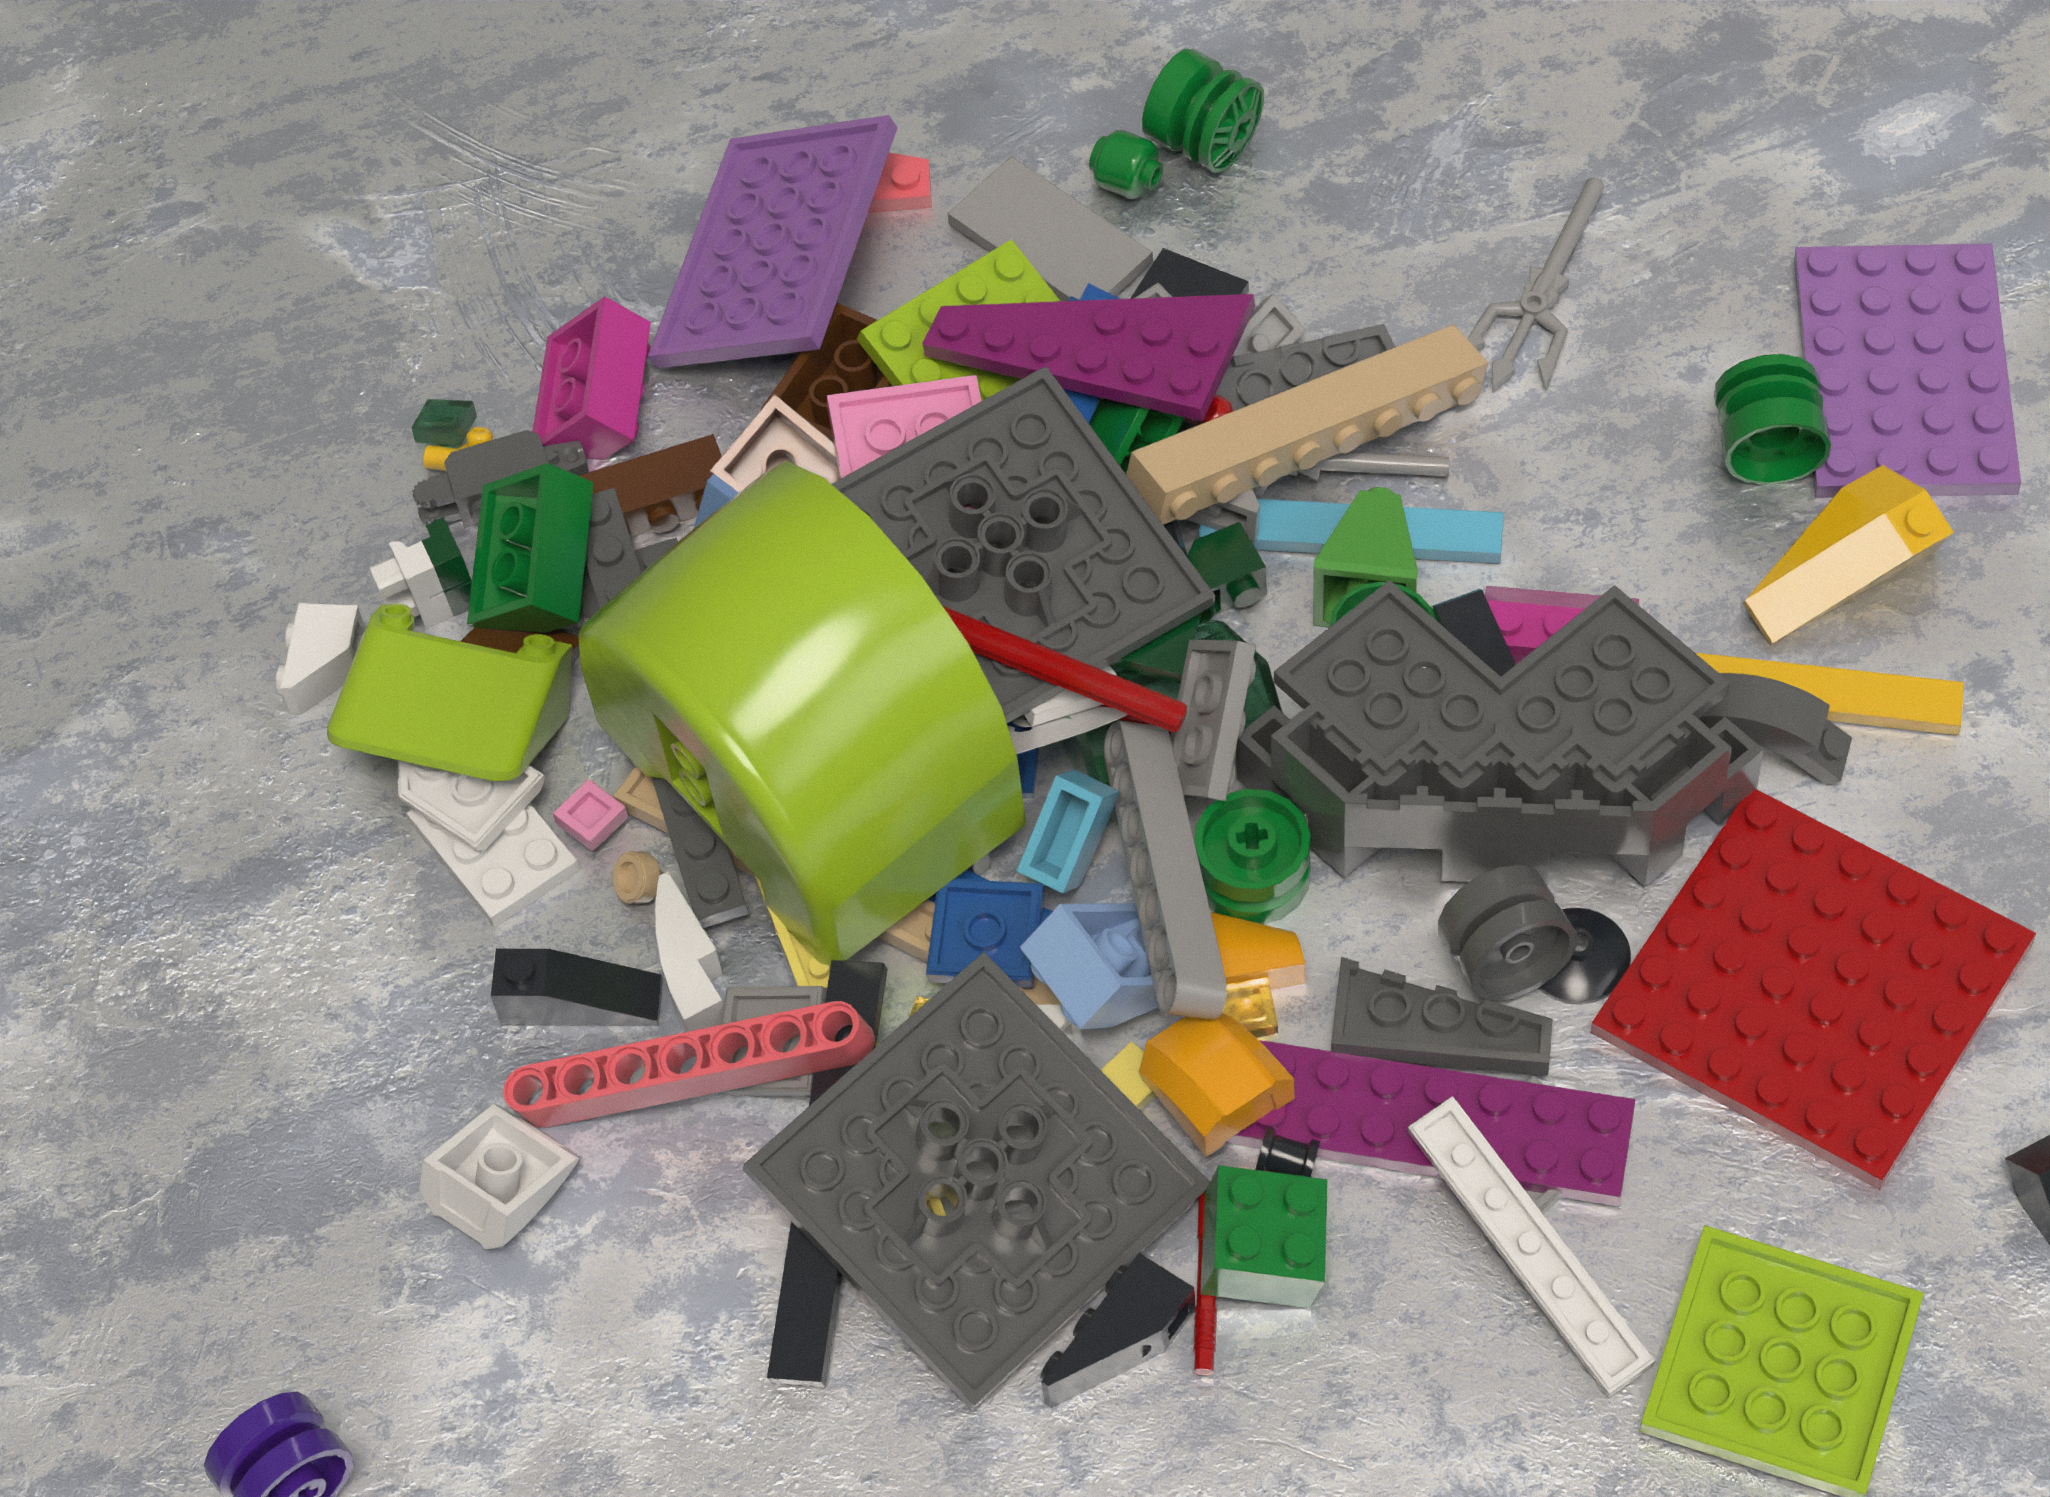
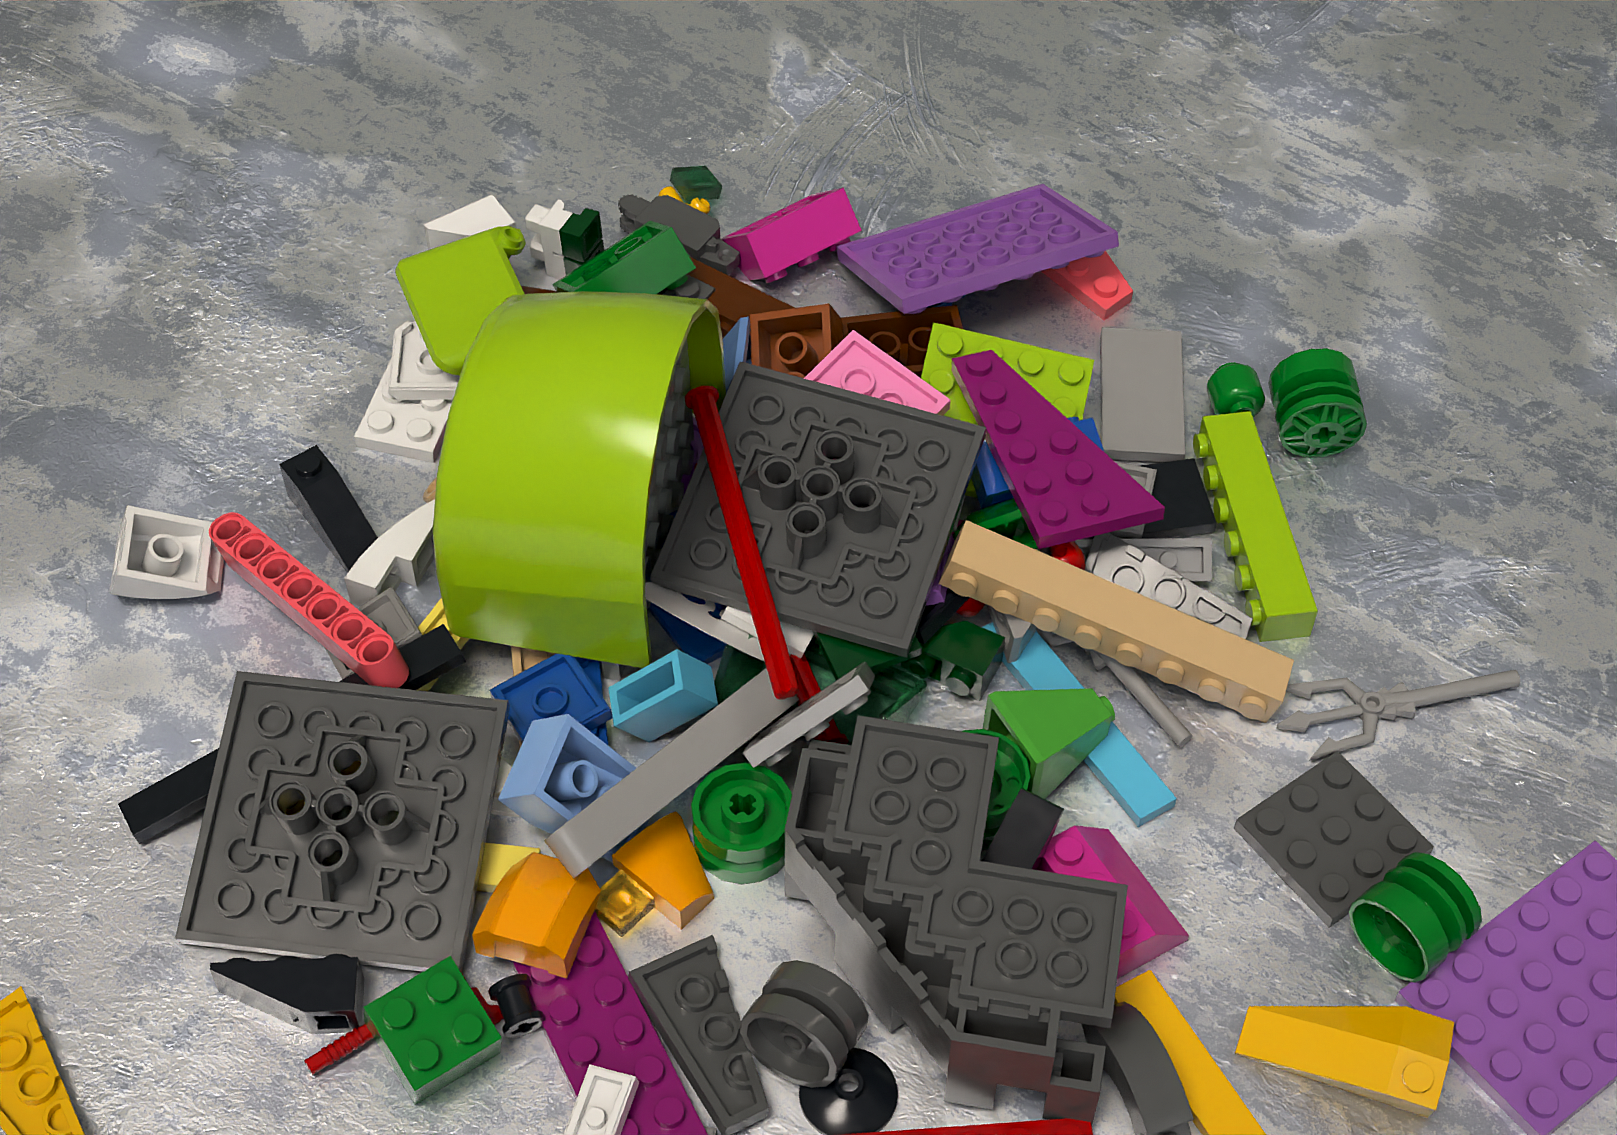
camera: 45 degrees right, 5 degrees down
(1277, 252) = (1255, 527): none -> lime brick
(1634, 428) = (1330, 836): none -> dark grey plate

